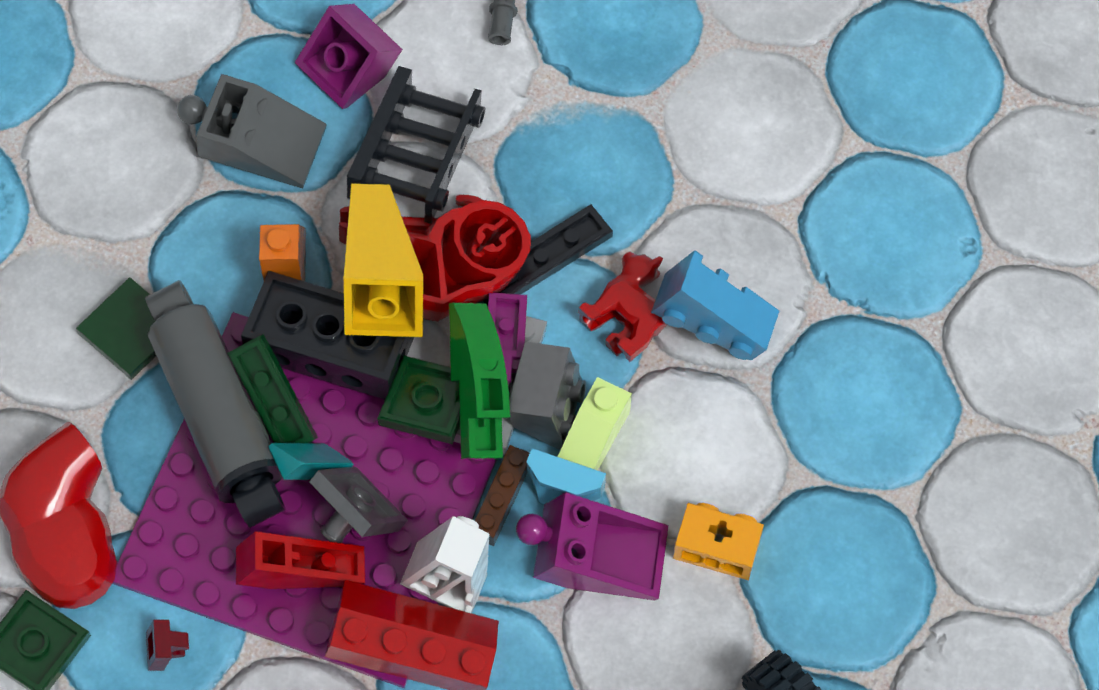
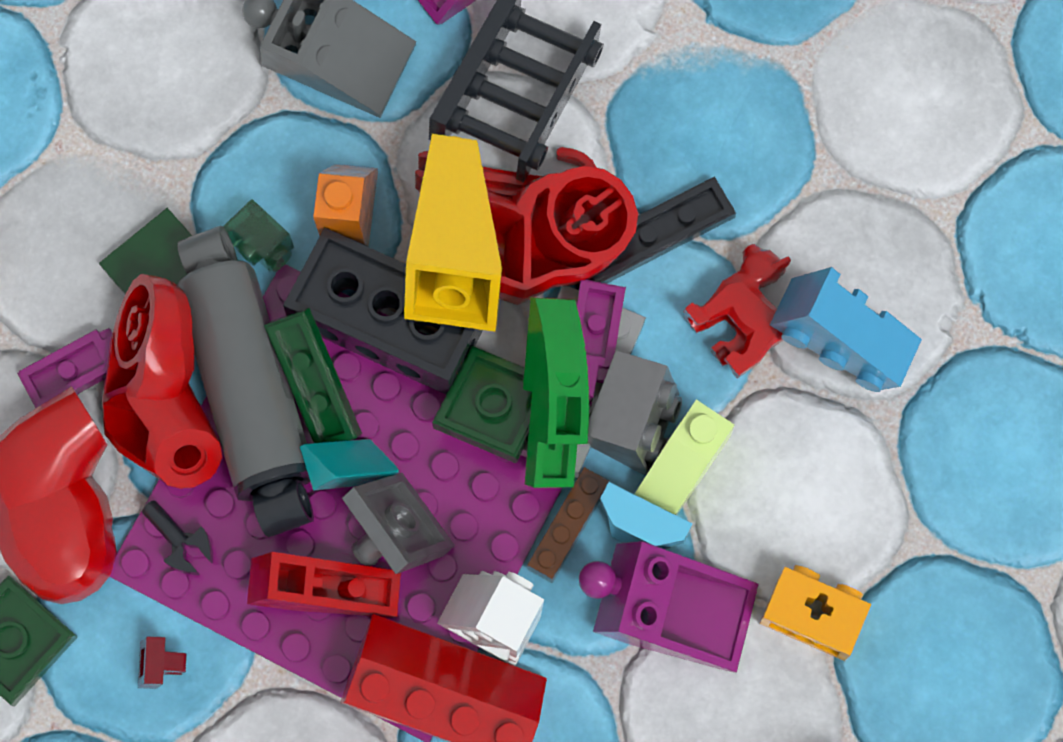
camera: 10 degrees right, 10 degrees up
(77, 404) = (74, 365): none -> magenta hinge
(131, 417) = (147, 391): none -> red piece
(170, 542) = (178, 538): none -> black bar
(214, 290) = (259, 237): none -> clear green brick

